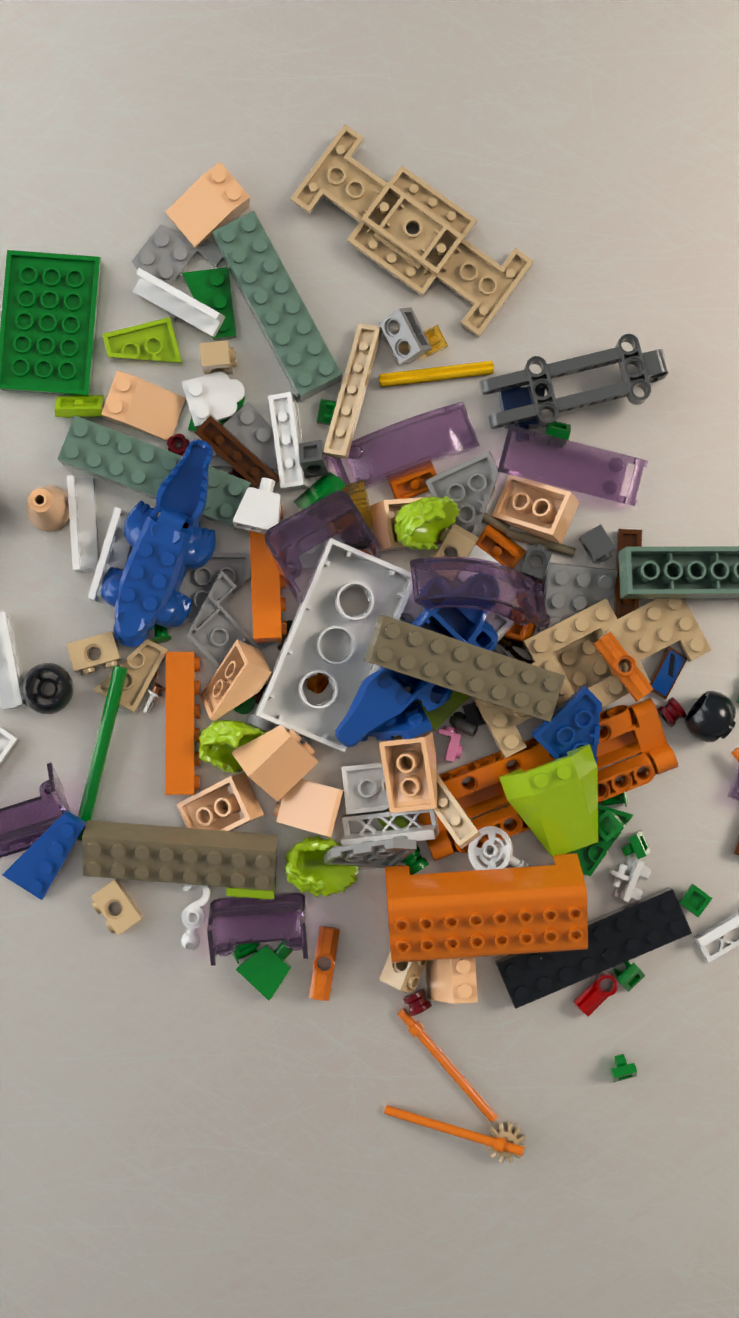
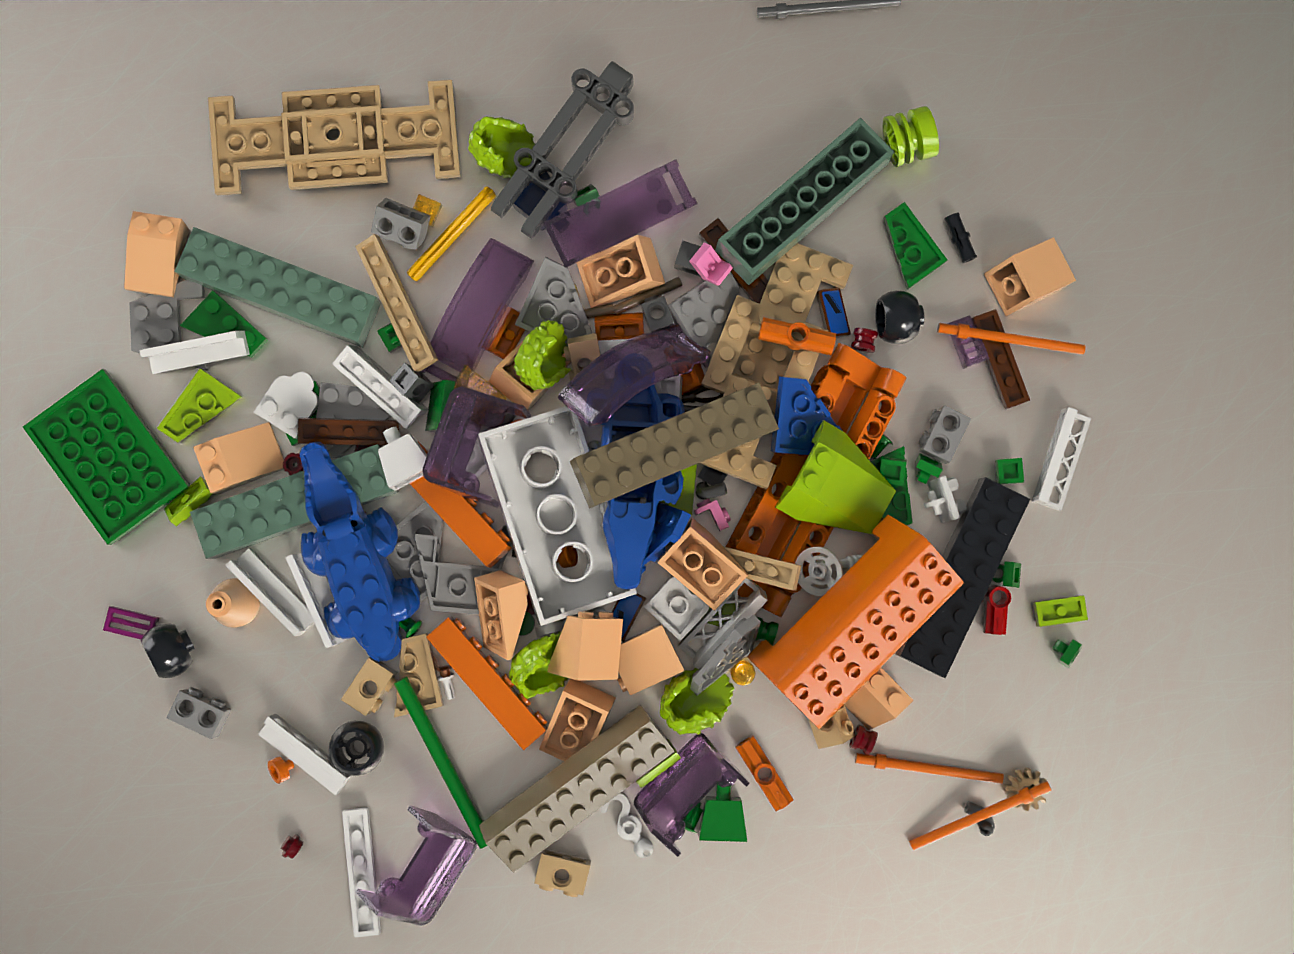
camera: 40 degrees left, 0 degrees up
(45, 857) = (471, 884): blue wing -> none
(217, 357) = (265, 367): tan brick -> none
(327, 759) = (628, 610): none -> blue slope
(371, 877) = (743, 673): none -> clear yellow plate
(453, 1142) = (986, 826): none -> dark grey arm
(527, 336) = (496, 142): none -> lime hair
(605, 560) = (710, 265): none -> bright pink bracket
(643, 1035) = (1060, 611): none -> lime plate
(672, 838) = (949, 437): none -> light grey brick

